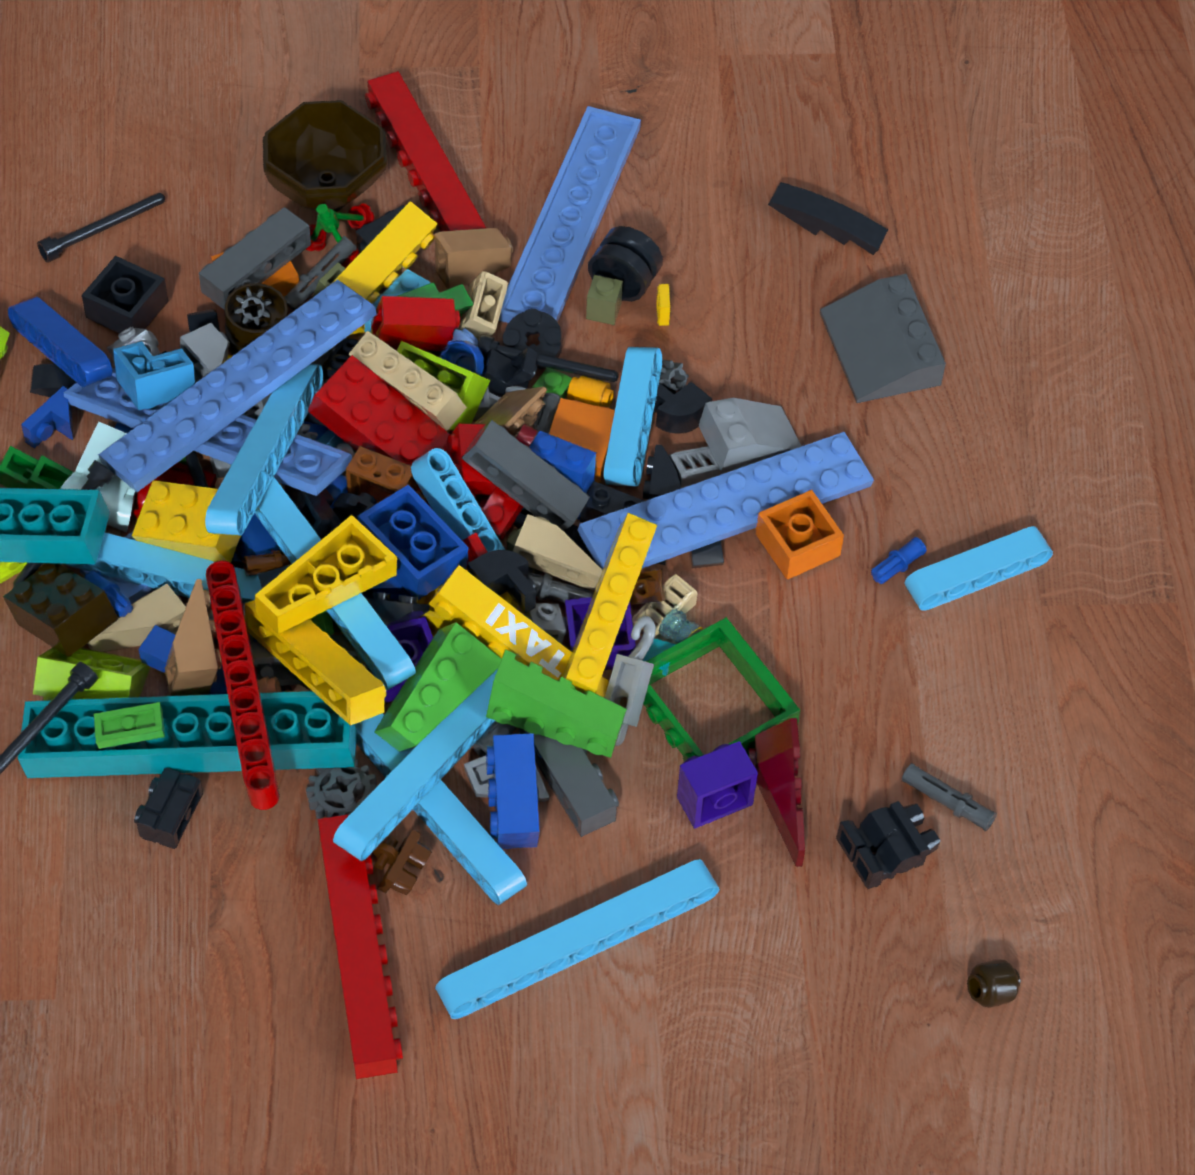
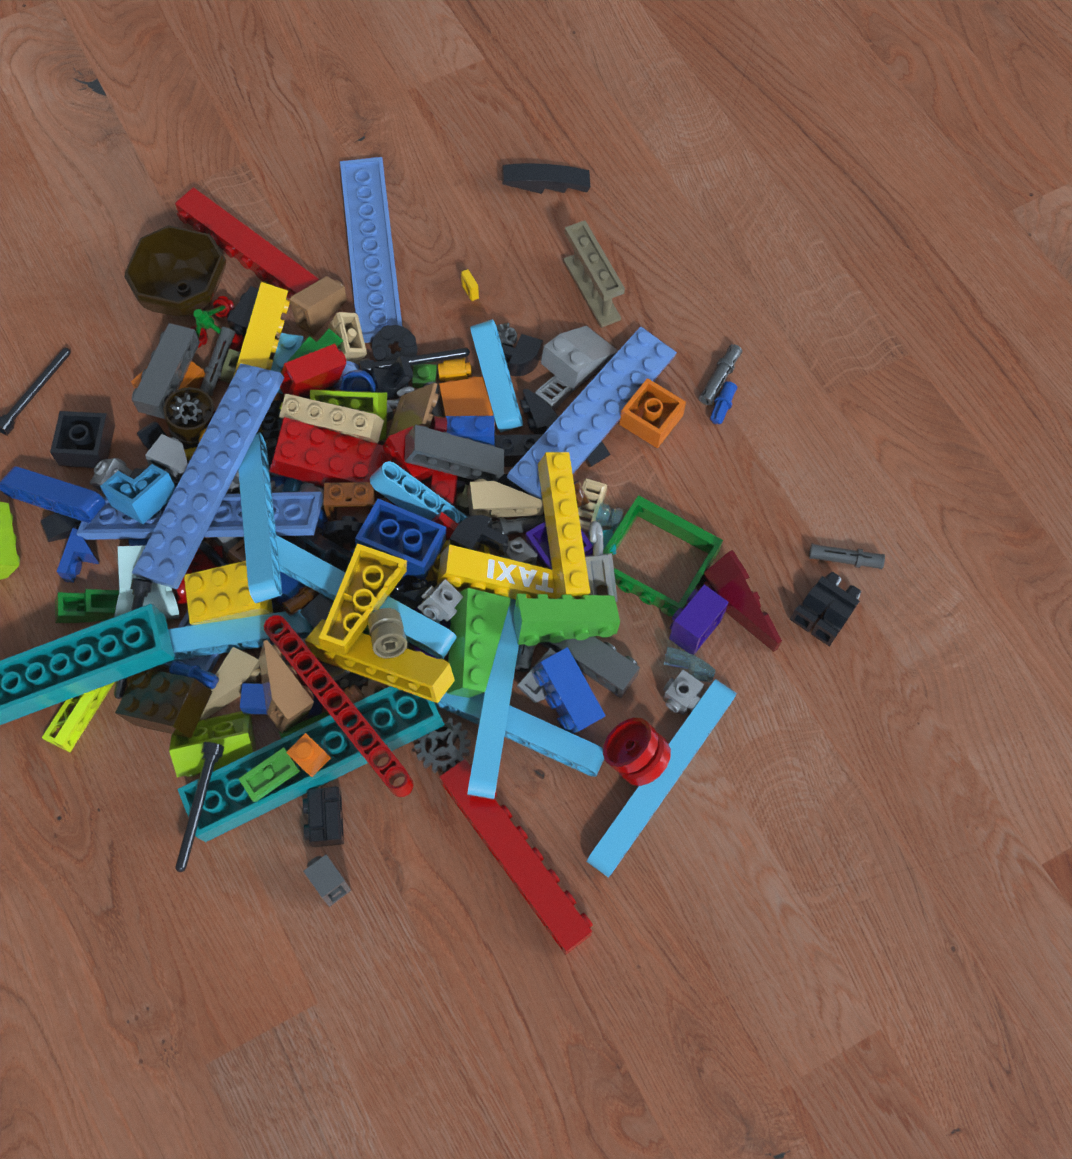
camera: 25 degrees left, 10 degrees up
(133, 870) = (326, 879): none -> dark grey brick
(181, 721) = (308, 755): none -> orange brick
(334, 626) = (387, 633): none -> dark tan wheel
(409, 851) = (509, 779): reddish brown hips -> none
(417, 625) = (435, 604): none -> light grey brick
(557, 891) = (636, 751): none -> red wheel
(604, 300) = (428, 298): olive brick -> none
(628, 257) = (430, 266): black wheel -> none
(652, 856) = (682, 693): none -> light grey brick
(686, 838) = (696, 667): none -> clear light blue slope
(814, 346) = (593, 273): none -> dark tan fence
(884, 340) = (635, 248): dark grey slope -> none
(923, 521) = (724, 367): none -> dark grey pin
(978, 568) = (777, 386): medium azure beam -> none
(993, 983) = (948, 675): dark brown head -> none

